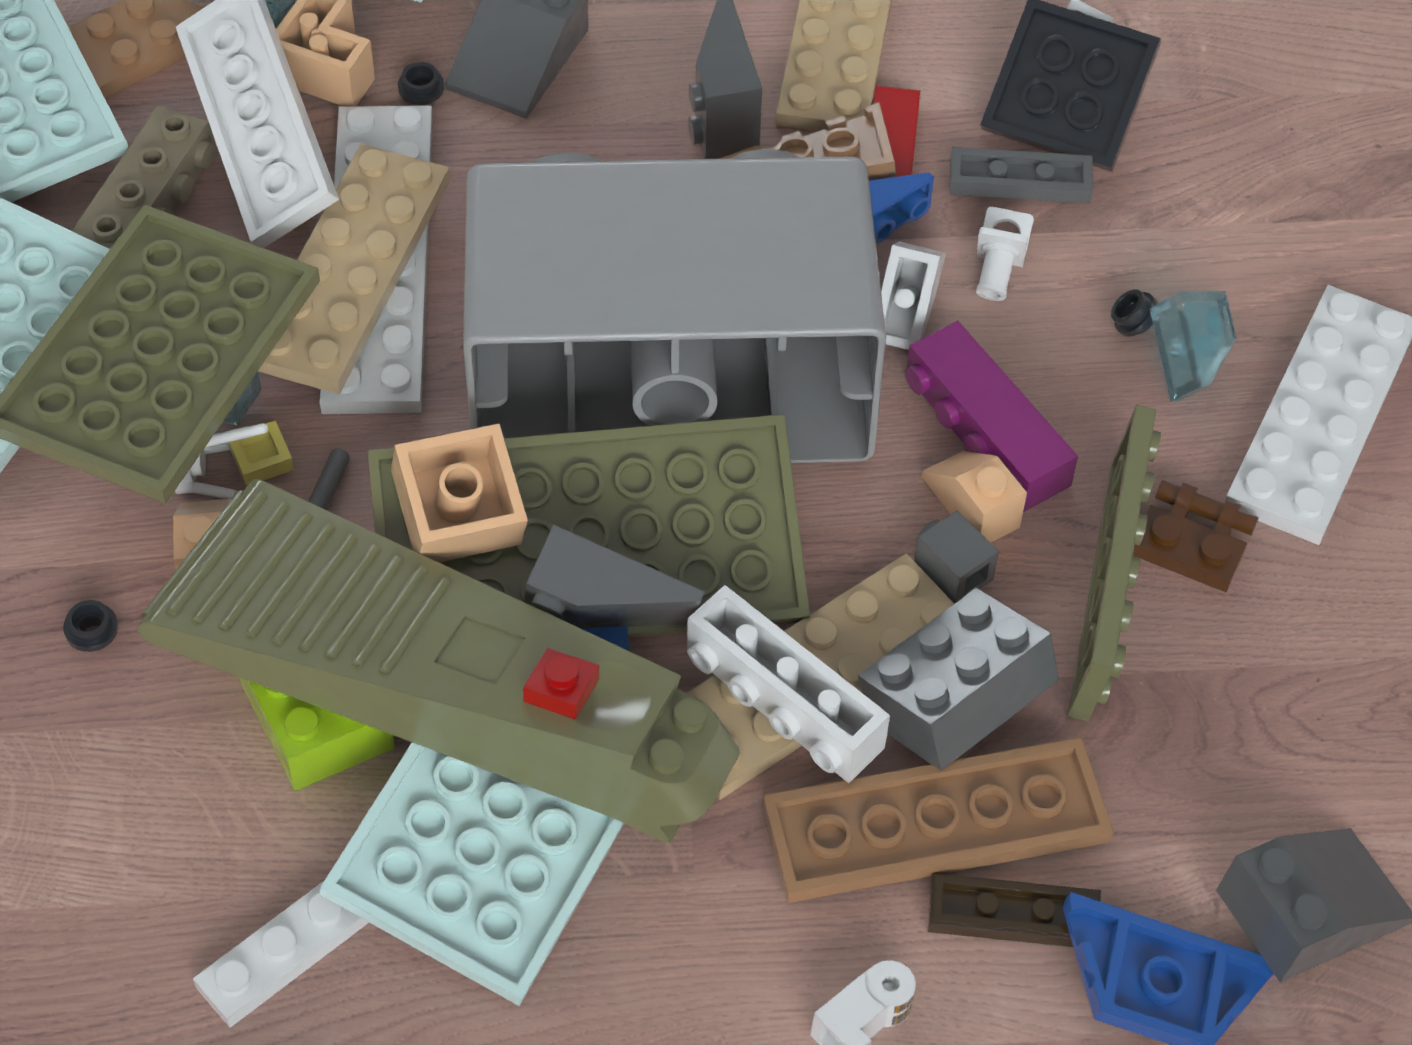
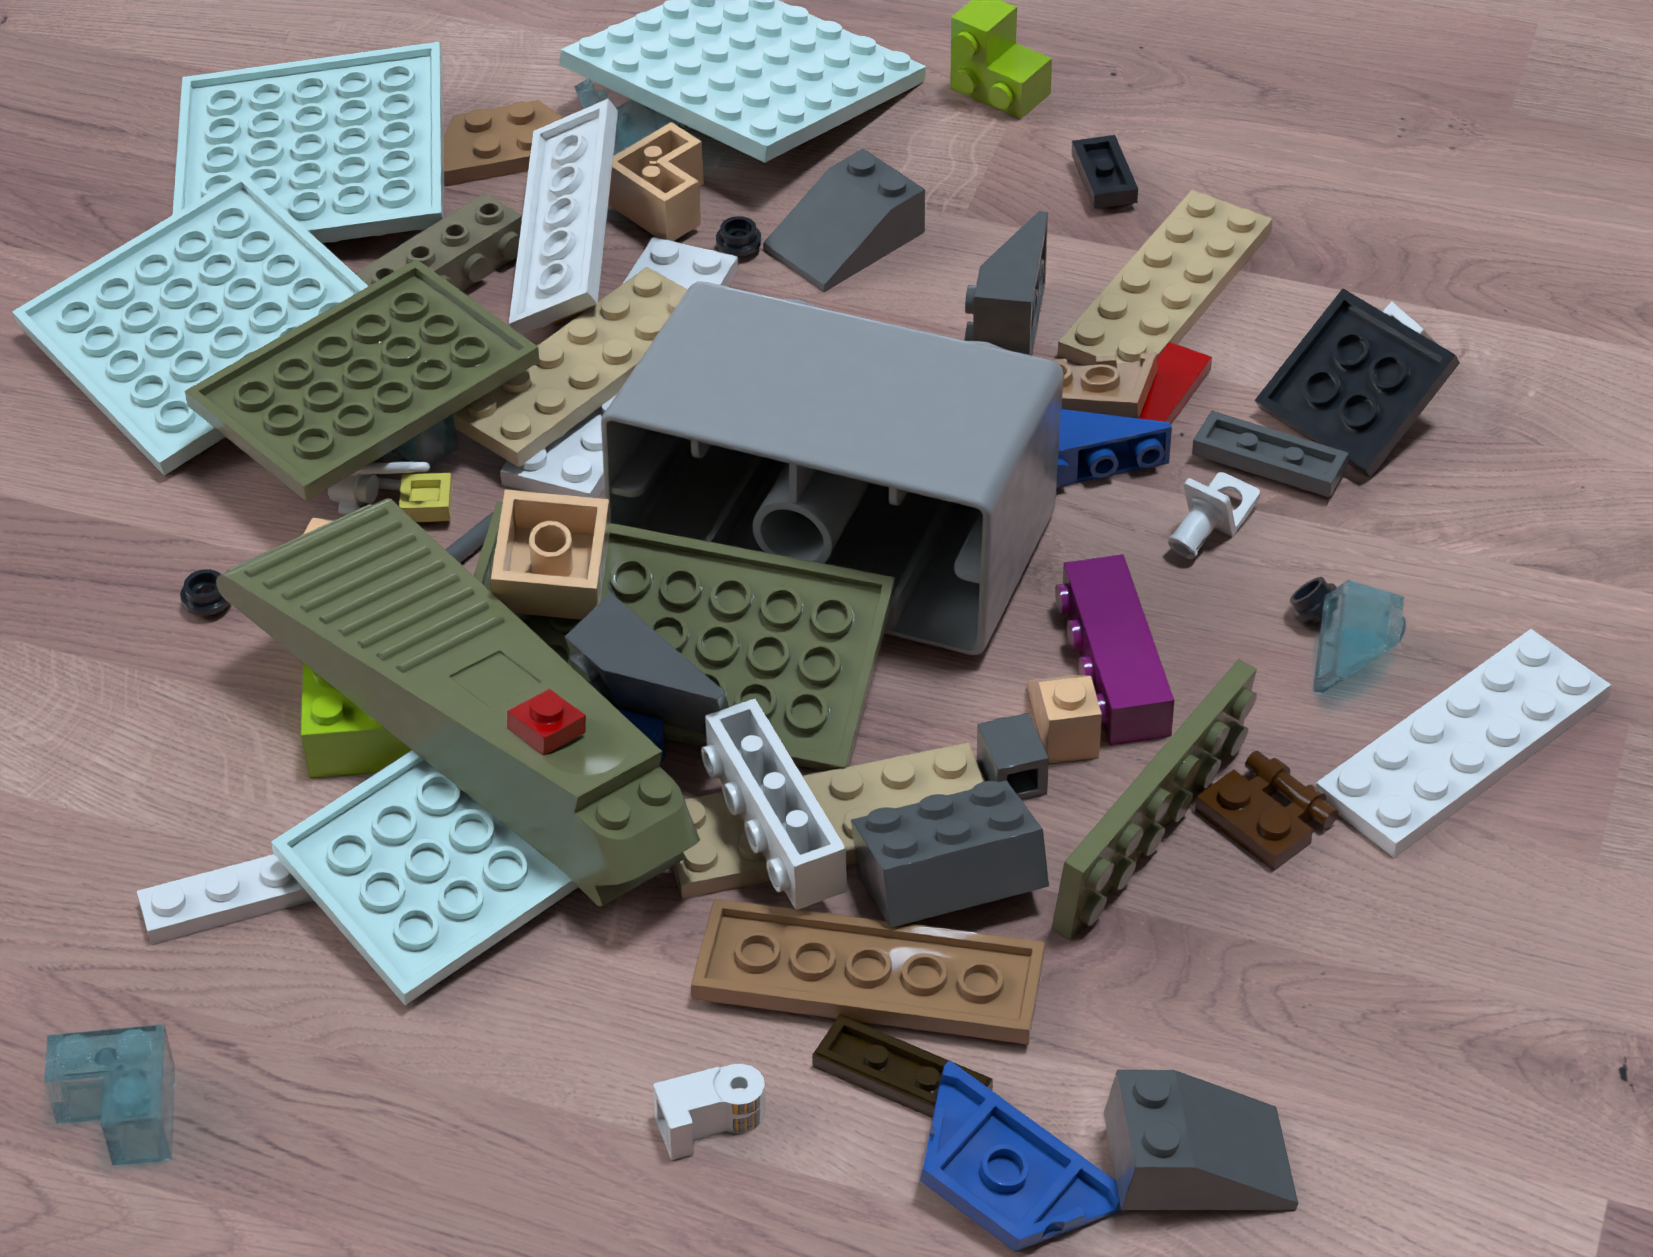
camera: 25 degrees right, 10 degrees down
(909, 292) = (1096, 520): white slope -> none

